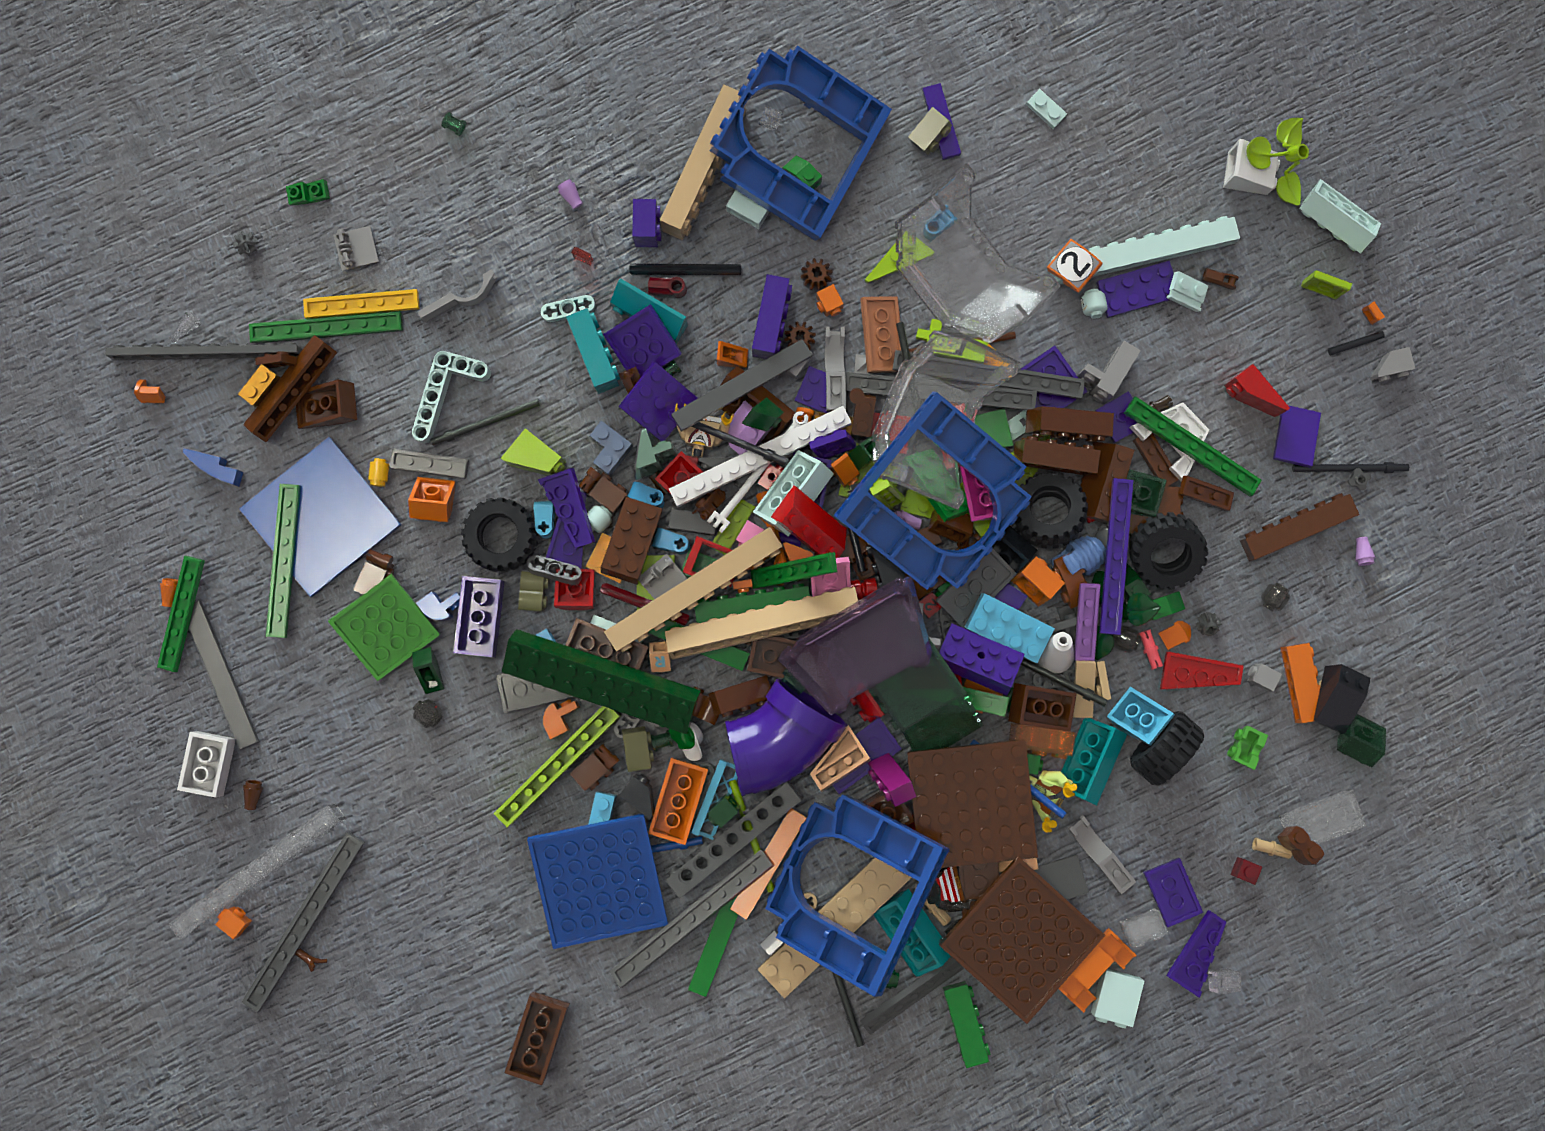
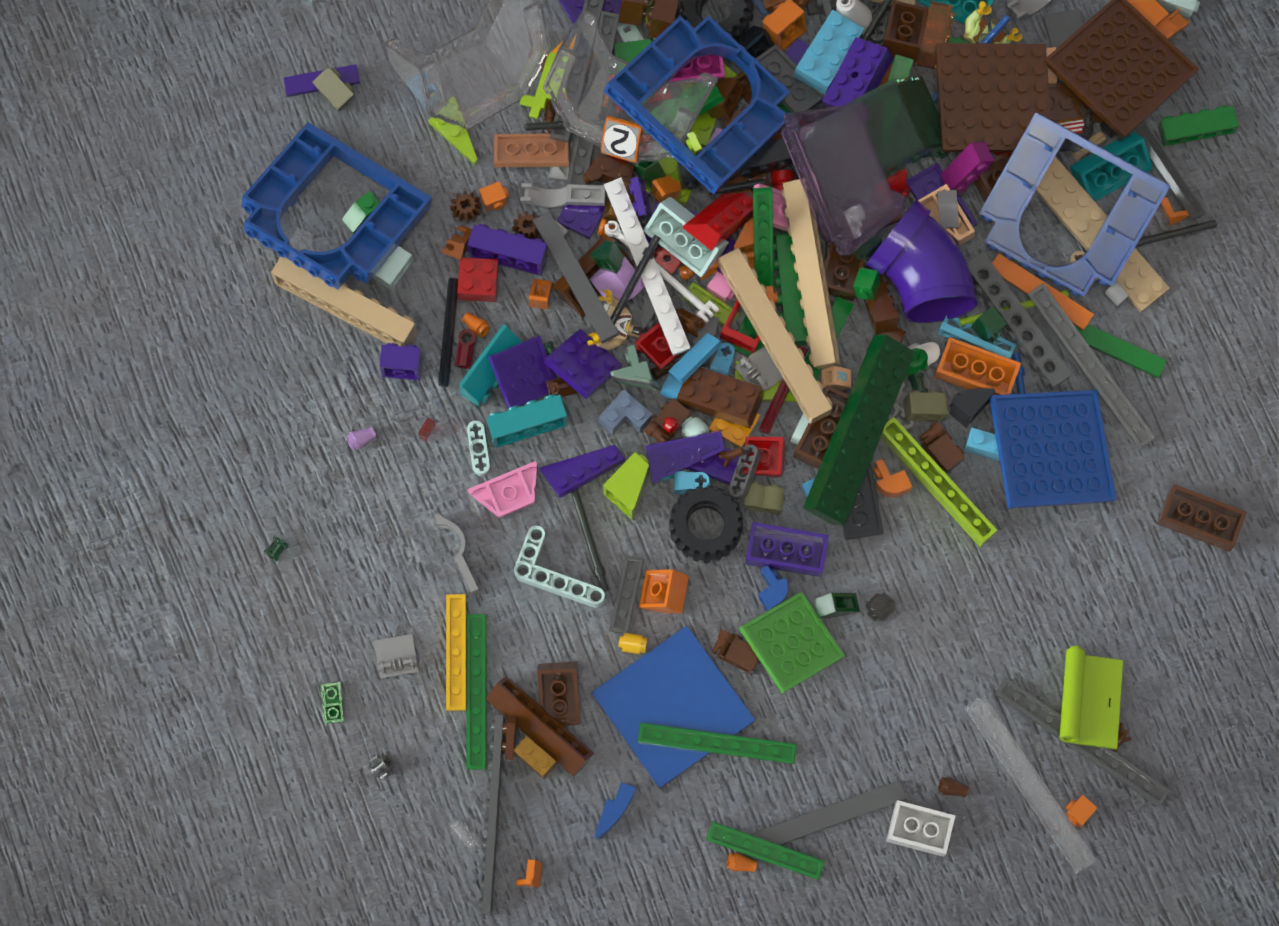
camera: 85 degrees left, 10 degrees down
(344, 929) = (1086, 709): none -> lime door
(525, 341) = (508, 491): none -> bright pink wing
(549, 406) = (577, 471): none -> dark purple wing
(570, 553) = (730, 455): none -> reddish brown bar
(596, 491) = (670, 424): none -> red hinge
(667, 511) = (695, 357): none -> dark azure tile
(693, 296) = (477, 325): none -> orange cone
(739, 292) = (478, 279): none -> red brick
(756, 681) = (866, 284): none -> green brick
(768, 265) = (458, 245): none -> dark orange hinge
(815, 662) = (853, 217): none -> clear bracket
(842, 760) = (948, 209): none -> light grey slope
(859, 999) = (1172, 217): none -> orange tile
(890, 418) = (621, 139): none -> slope

